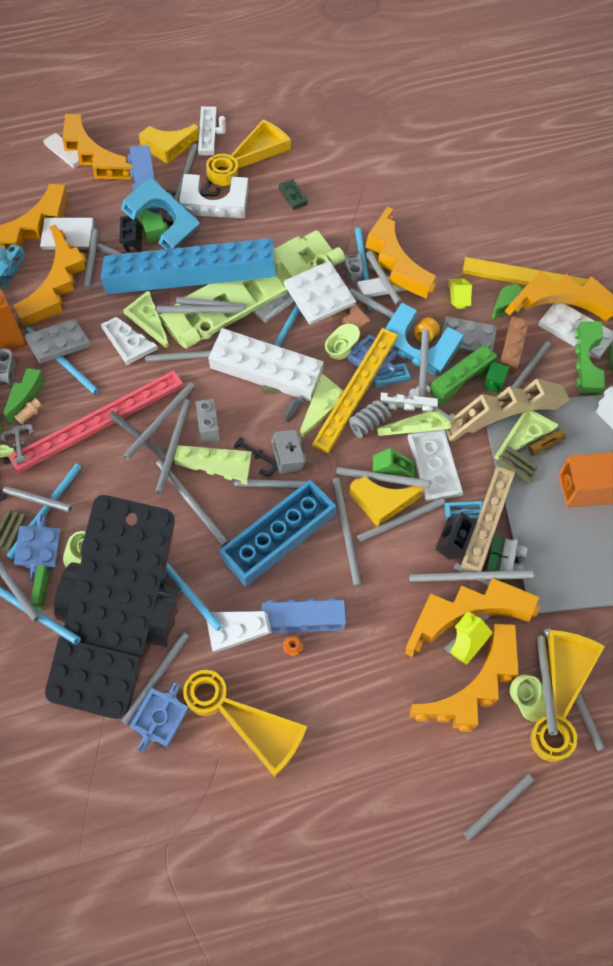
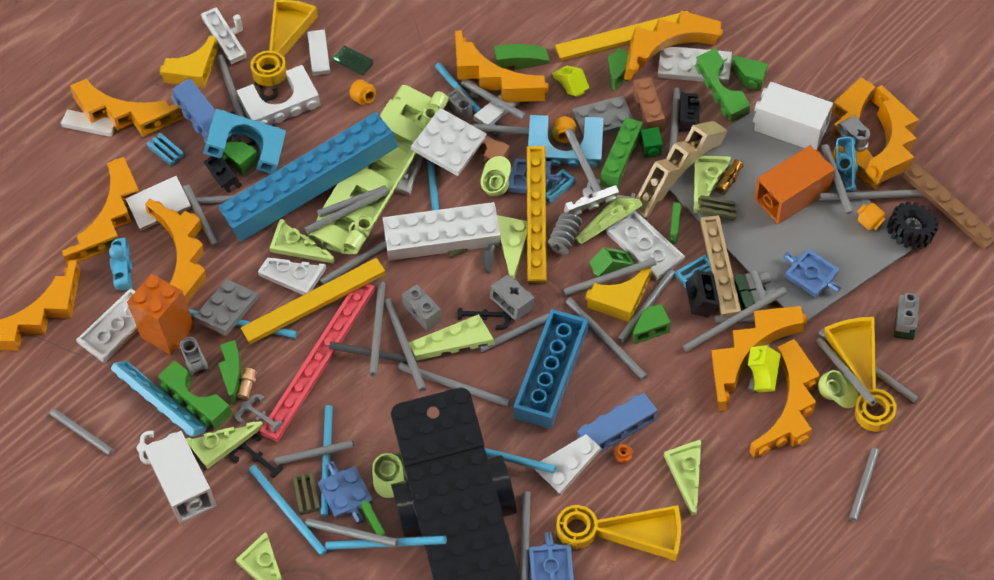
camera: 25 degrees left, 5 degrees down
(101, 187) = (156, 141): none -> medium azure tile
(125, 370) = (313, 301): none -> yellow tile
(271, 176) = (318, 52): none -> white tile
(282, 221) = (362, 92): none -> light orange head
(339, 691) = (684, 466): none -> yellowish green wing
(392, 539) = (651, 324): none -> bright green slope
(429, 252) = (520, 56): none -> bright green slope
(472, 459) = (675, 223): none -> bright green tile
(547, 366) = (689, 111): none -> black hinge
(570, 570) = (811, 273): none -> medium blue plate

